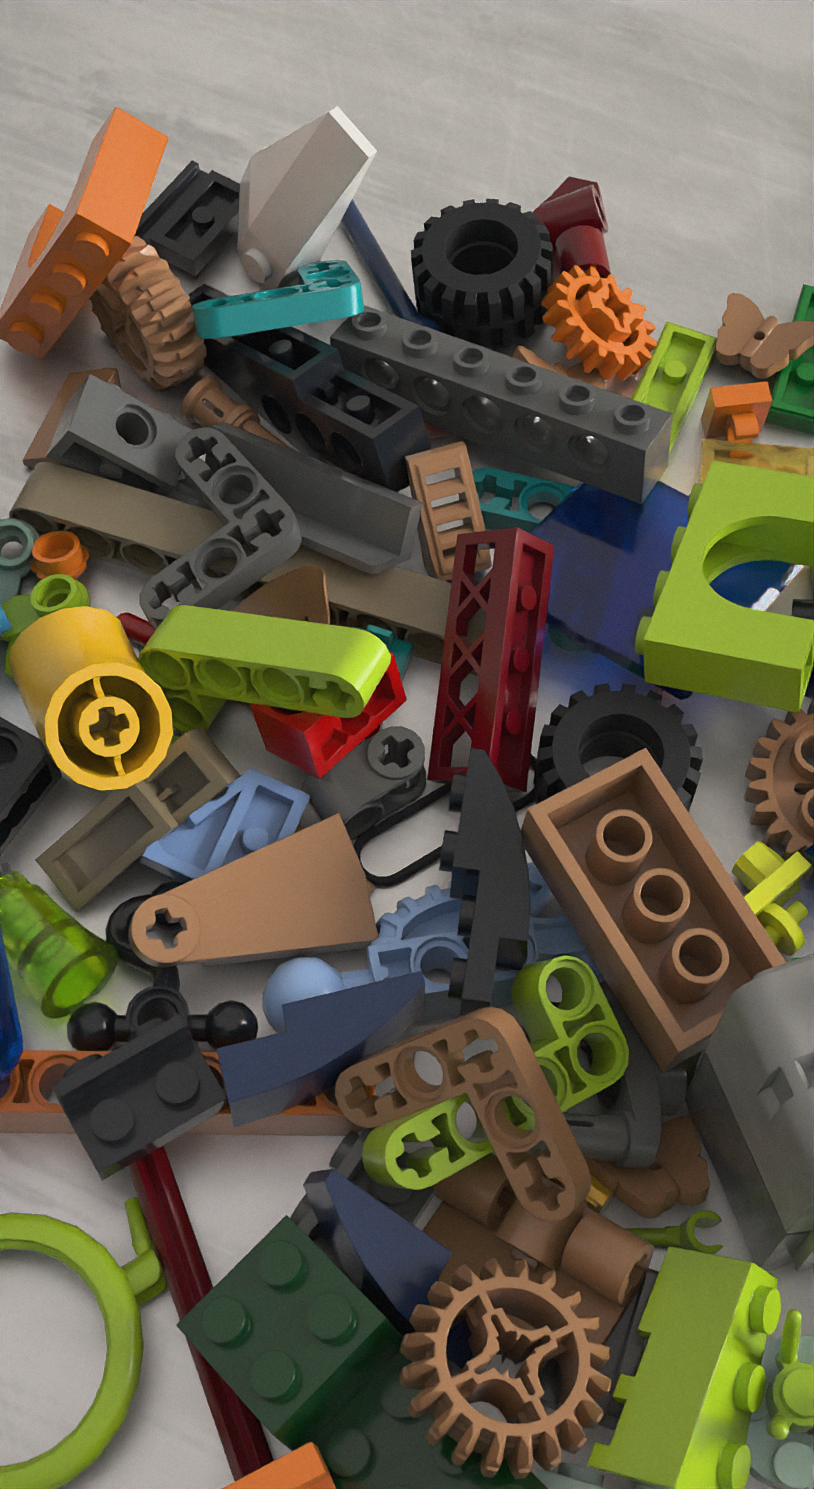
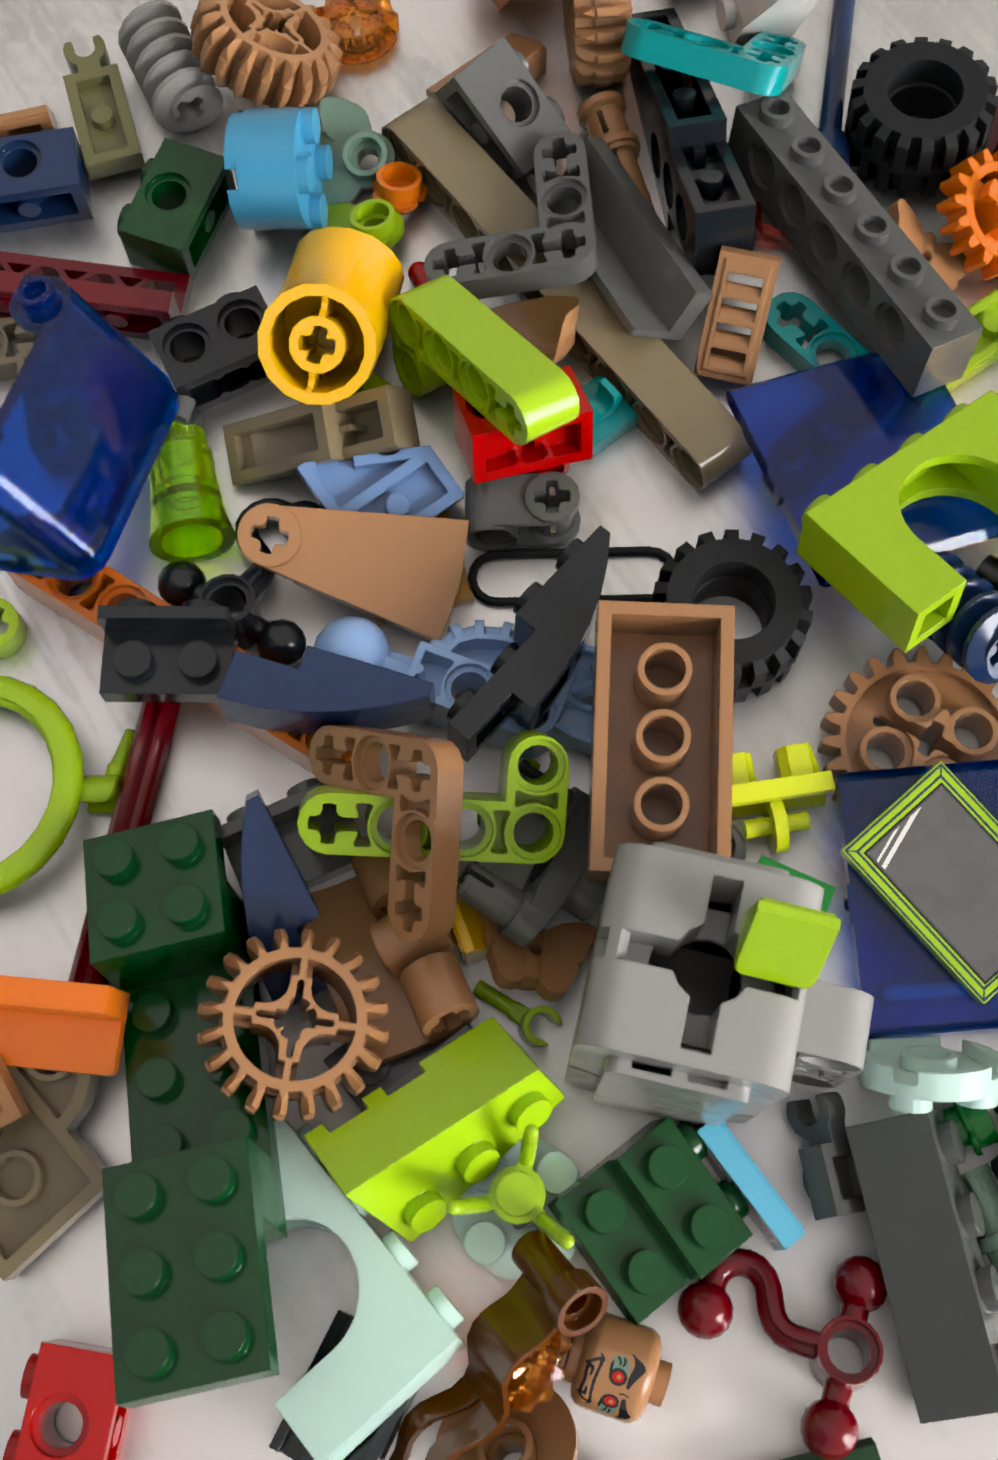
camera: 35 degrees right, 10 degrees up
(503, 656) = (691, 466): dark red fence -> none

